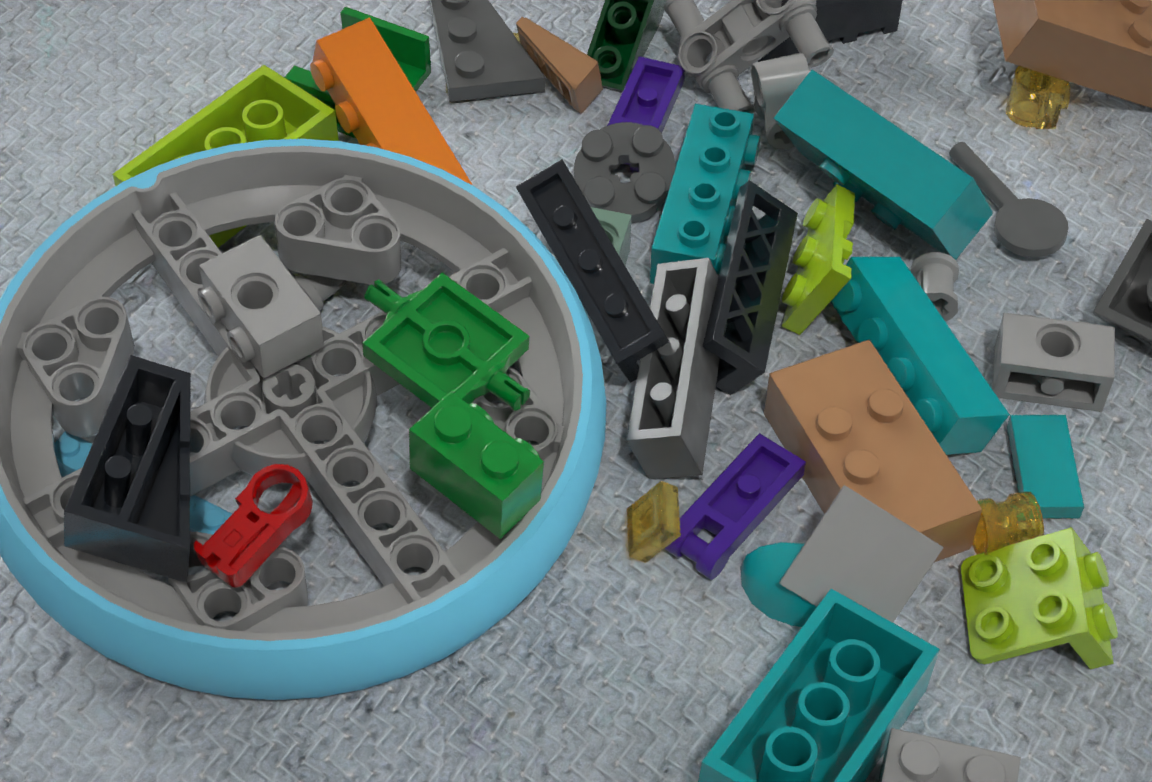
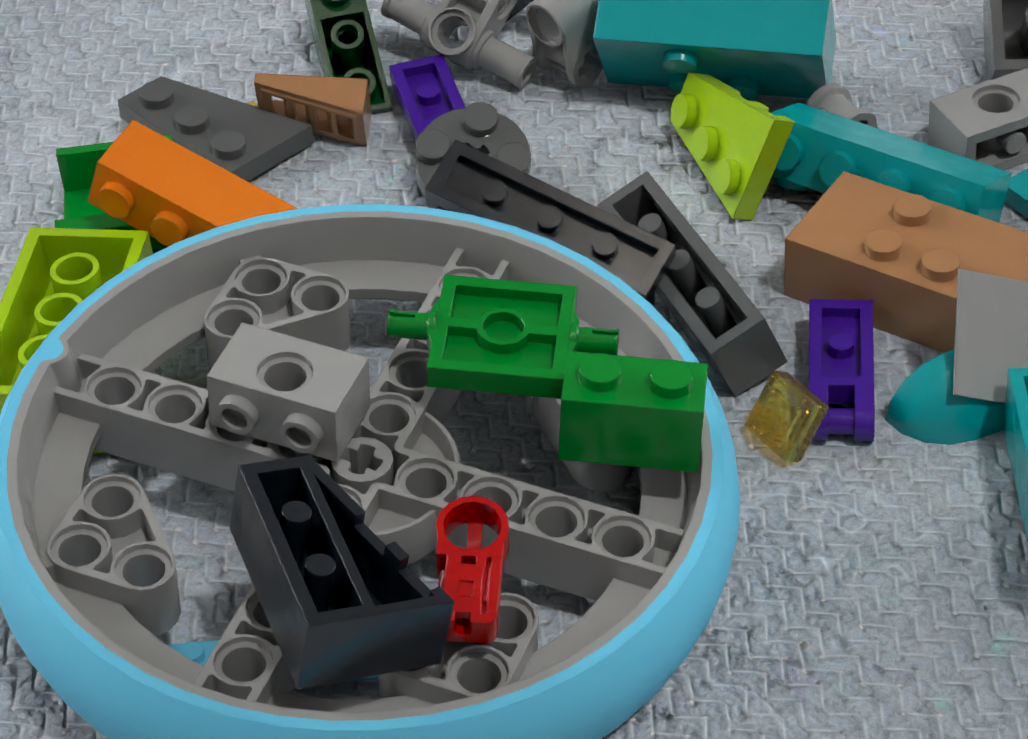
camera: 30 degrees left, 10 degrees down
(705, 187) = (562, 130): teal brick -> none
(759, 280) = (692, 186): black fence -> none
(1020, 225) = (872, 39): dark grey piece -> none

